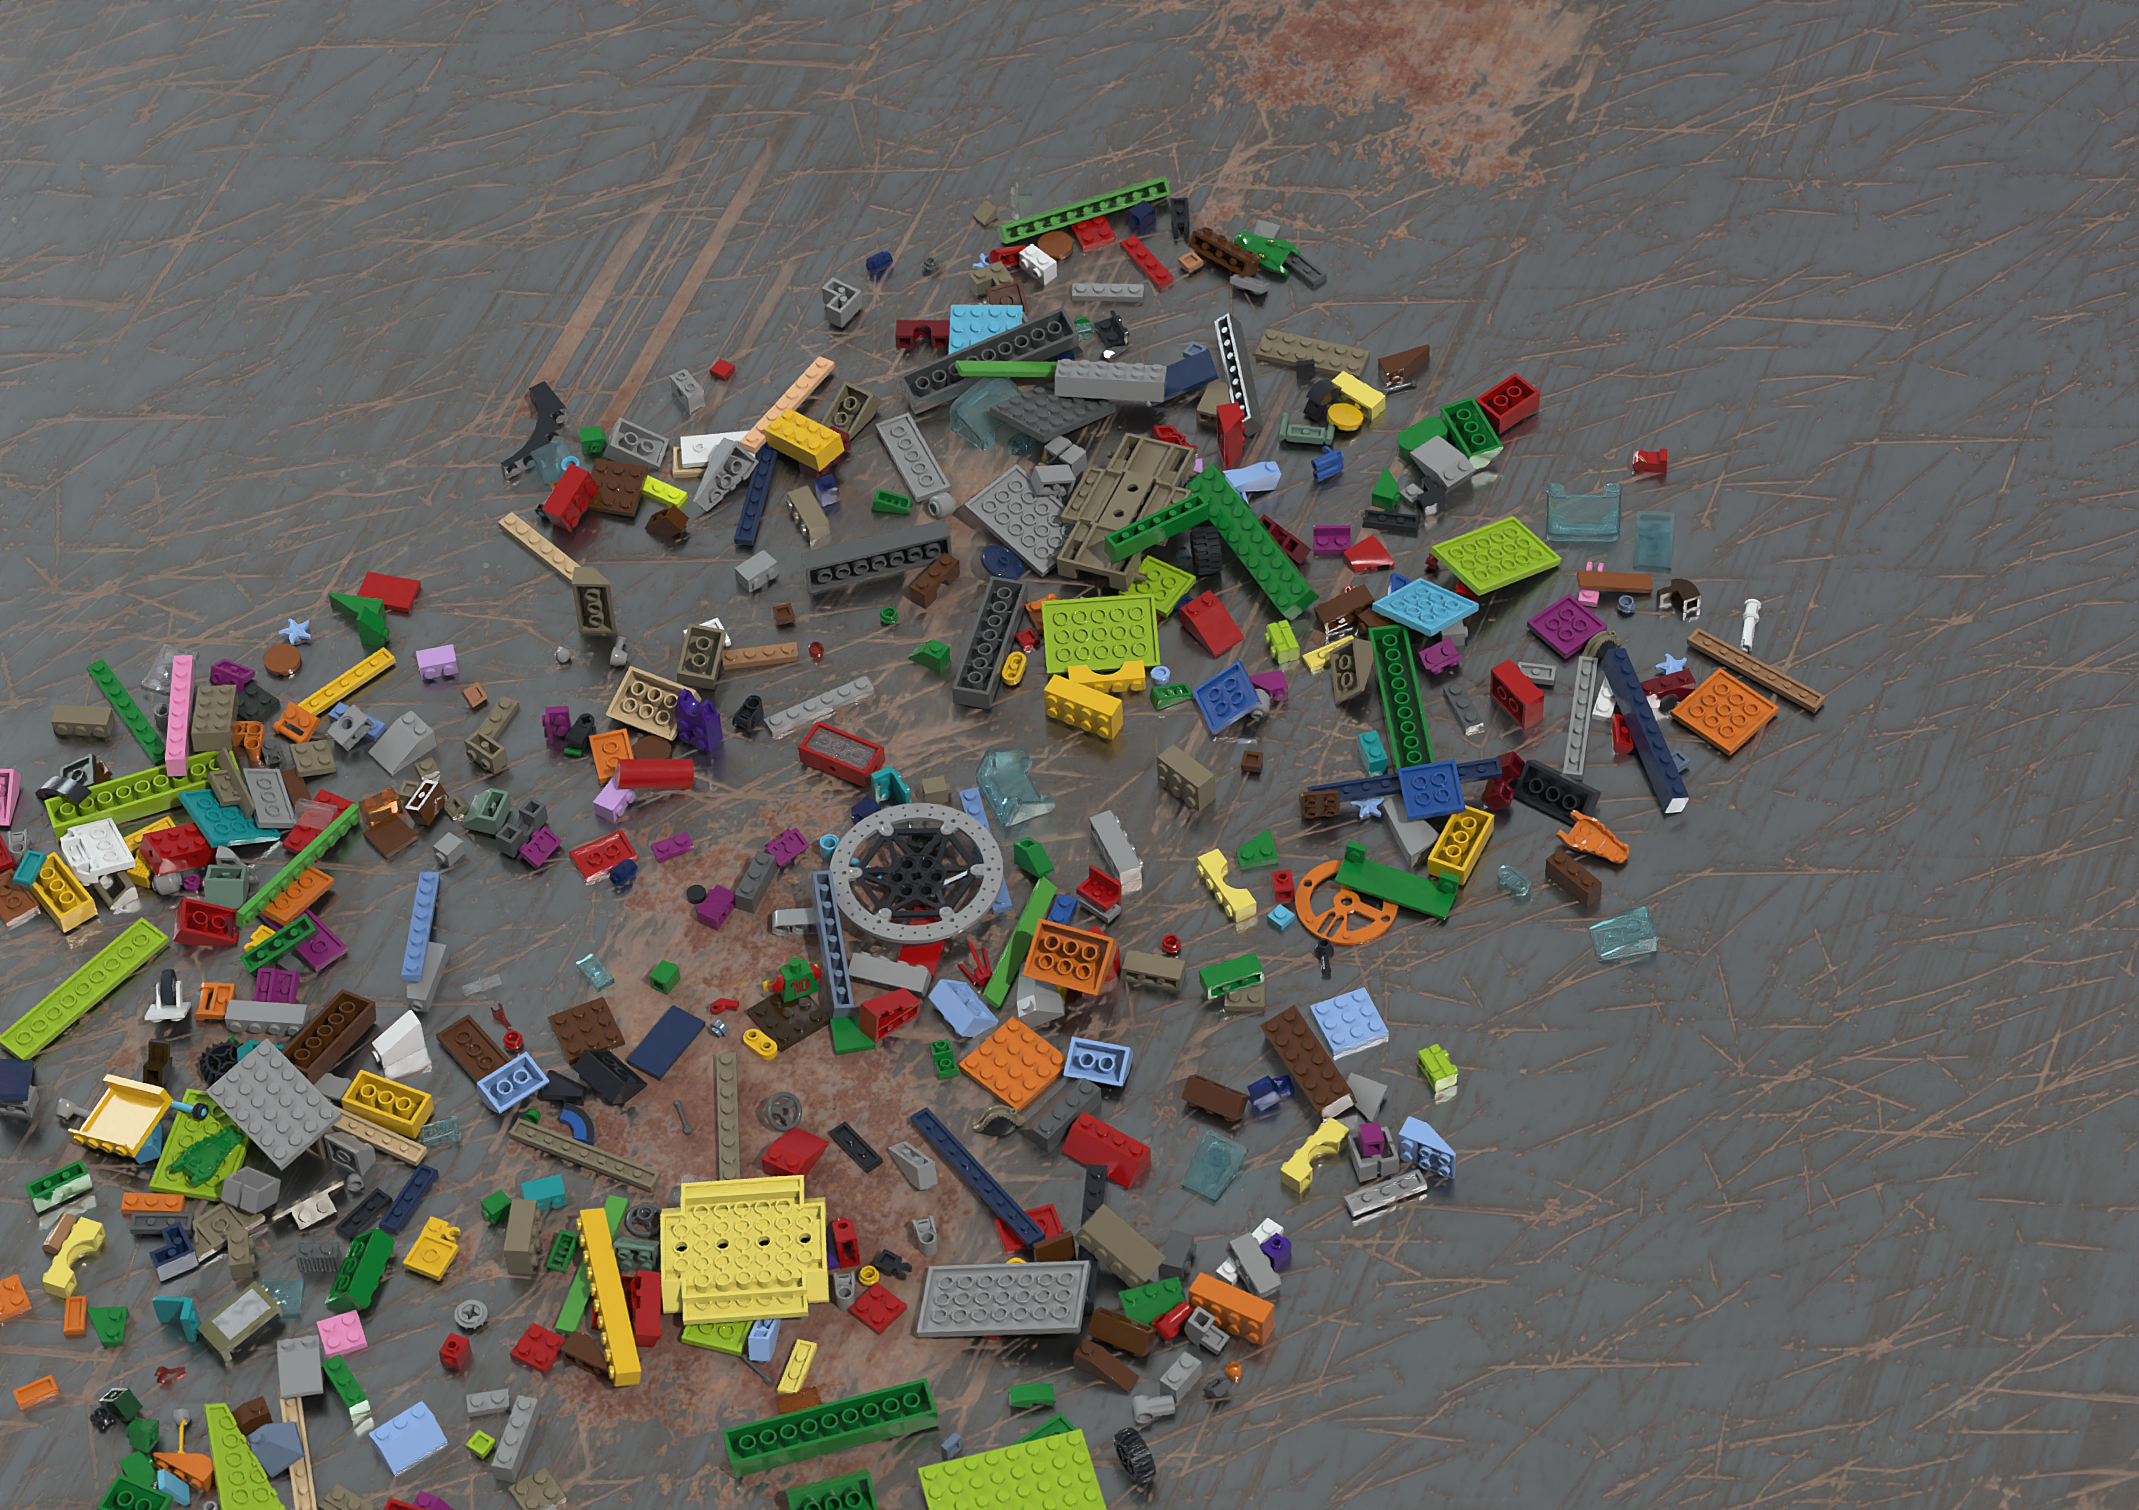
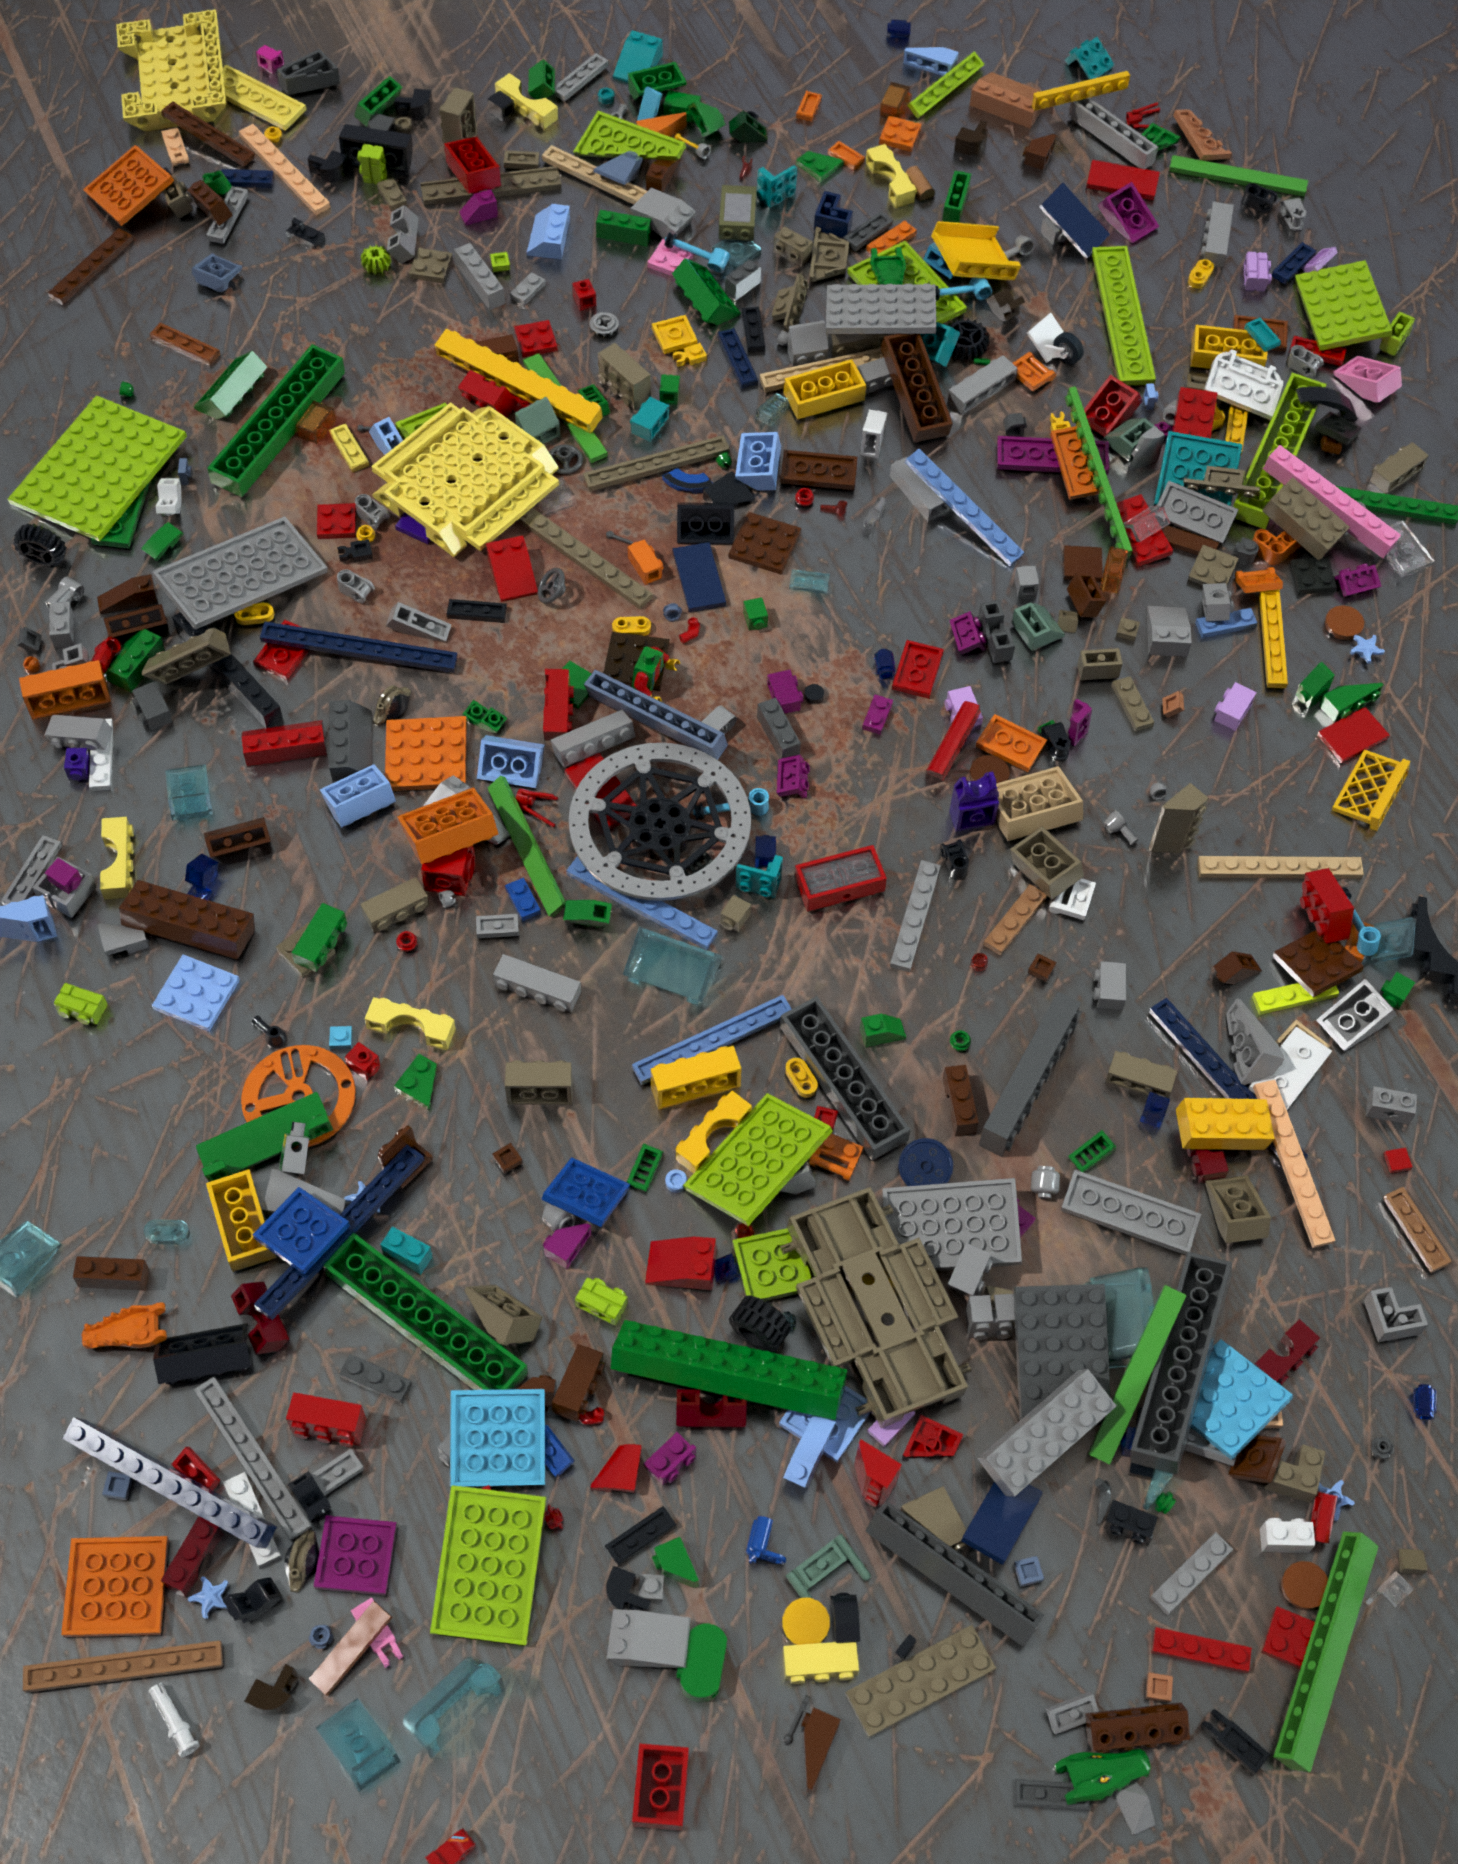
camera: 130 degrees right, 10 degrees up
(165, 909) = (1150, 396): none -> light blue plate
(250, 1190) = (832, 272): light grey piece -> none
(276, 986) = (1001, 403): magenta slope -> none
(279, 944) = (1035, 420): green brick -> none
(316, 1291) = (717, 259): none -> medium azure piece
(408, 789) = (1115, 601): dark tan plate -> none
(426, 539) = (1385, 798): none -> yellow fence
(692, 1080) = (645, 562): none -> orange brick
(763, 331) = (1417, 1230): none -> medium nougat plate
(845, 1233) = (403, 534): red torso -> none
(990, 1426) = (169, 496): none -> white brick
(1042, 730) = (716, 1037): none -> medium blue plate
(1056, 1249) = (239, 630): reddish brown tile -> none
(1100, 889) = (501, 926): red bracket -> none
(1141, 215) = (1270, 1702): clear blue brick -> none
(1156, 527) = (807, 1276): green brick -> none
(1321, 657) = (550, 1333): light yellow tile -> none
(1389, 847) = (294, 1159): none -> light grey torso
(1438, 656) = (436, 1408): magenta bracket -> none
(1471, 432) = (659, 1706): green slope -> none
(1566, 665) = (309, 1496): none -> black brick
(1648, 644) = (253, 1601): none -> black brick

